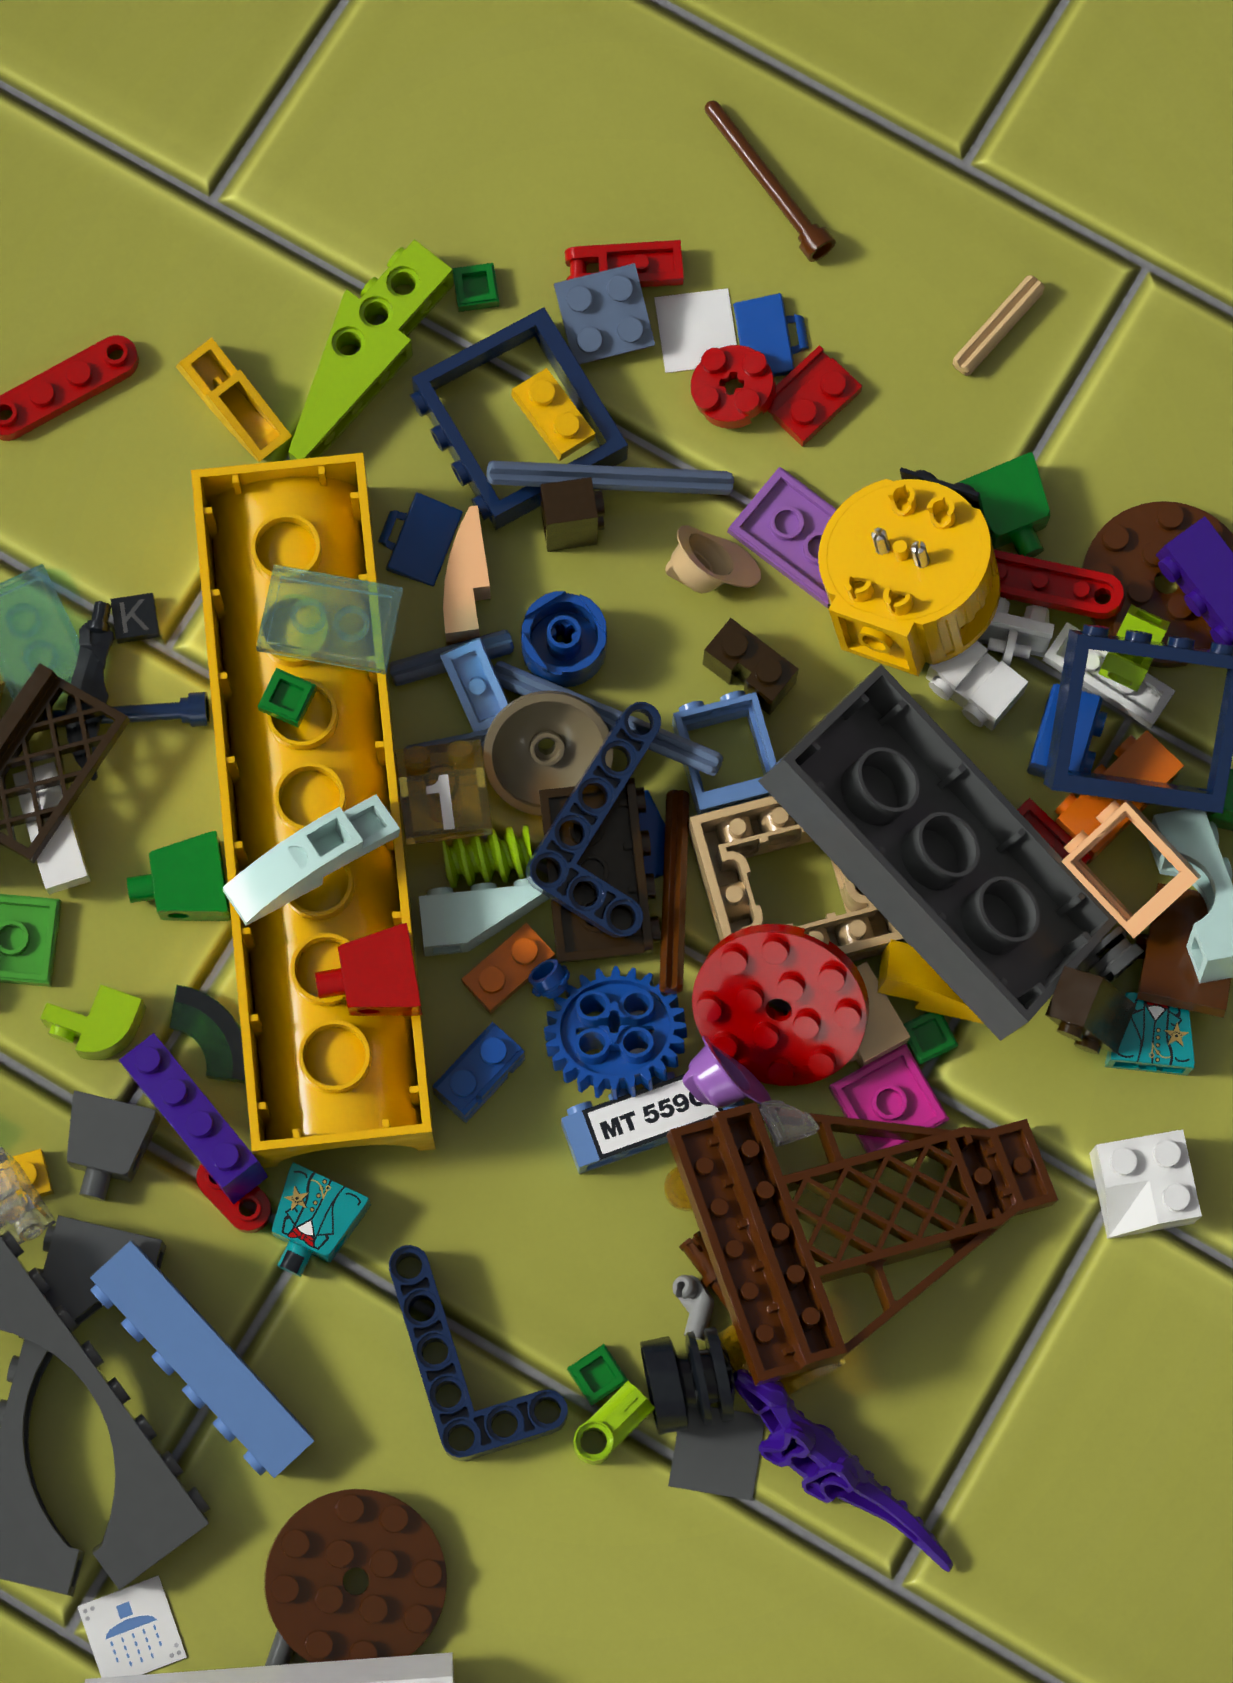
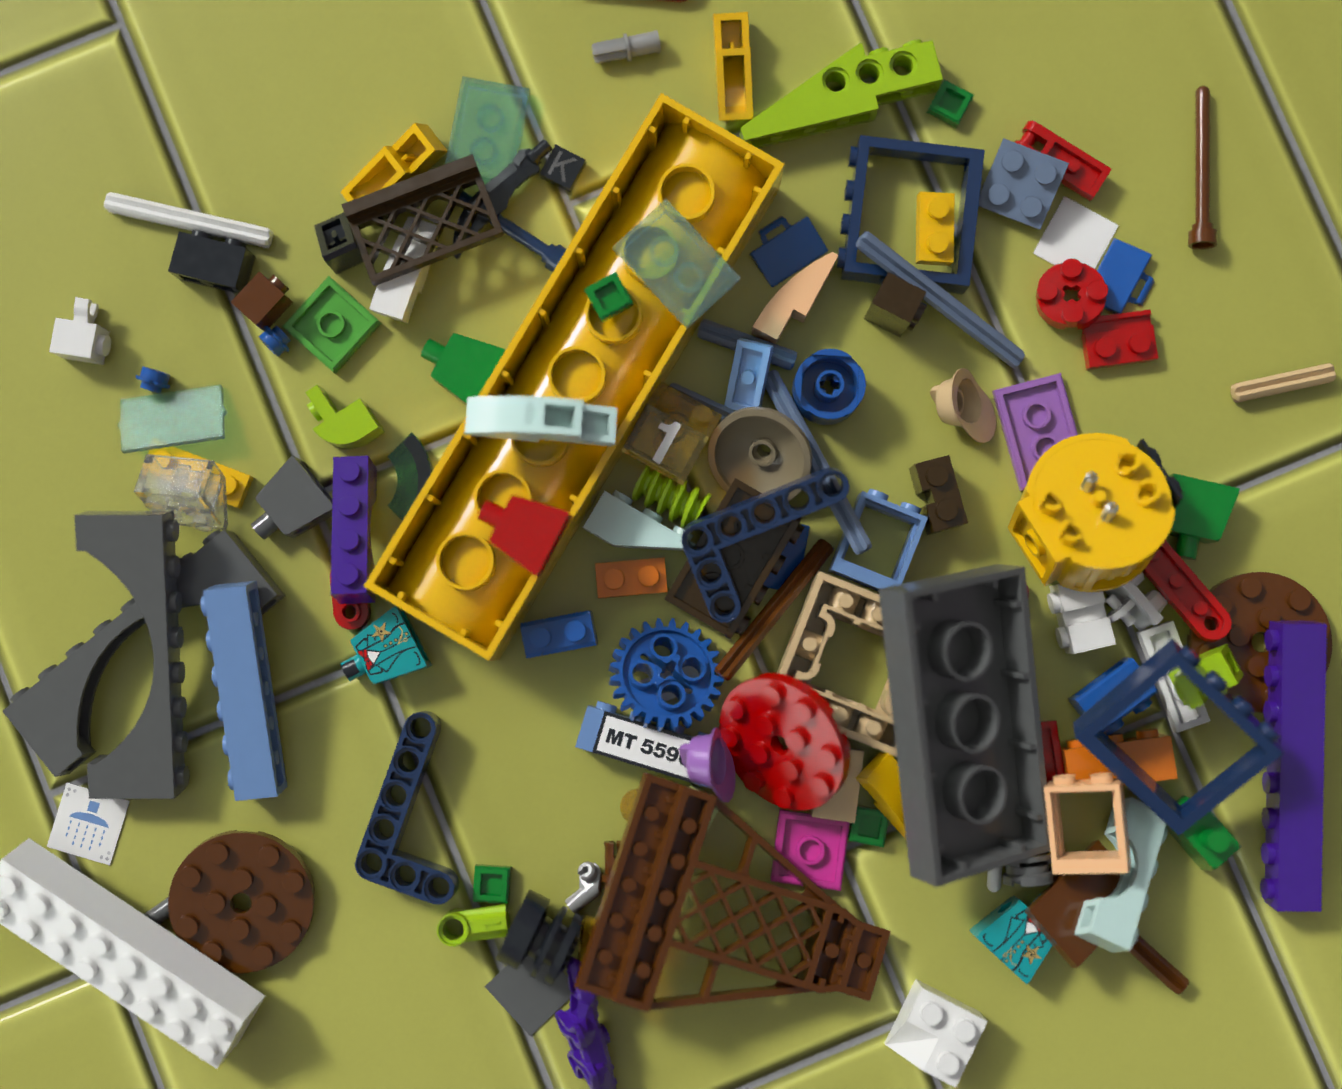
camera: 45 degrees right, 10 degrees up
(111, 455) = (626, 47): none -> light grey axle
(549, 979) = (650, 606): blue plate -> none
(787, 1122) = (728, 823): clear tile -> none
(1090, 1011) = (985, 901): dark brown brick -> none

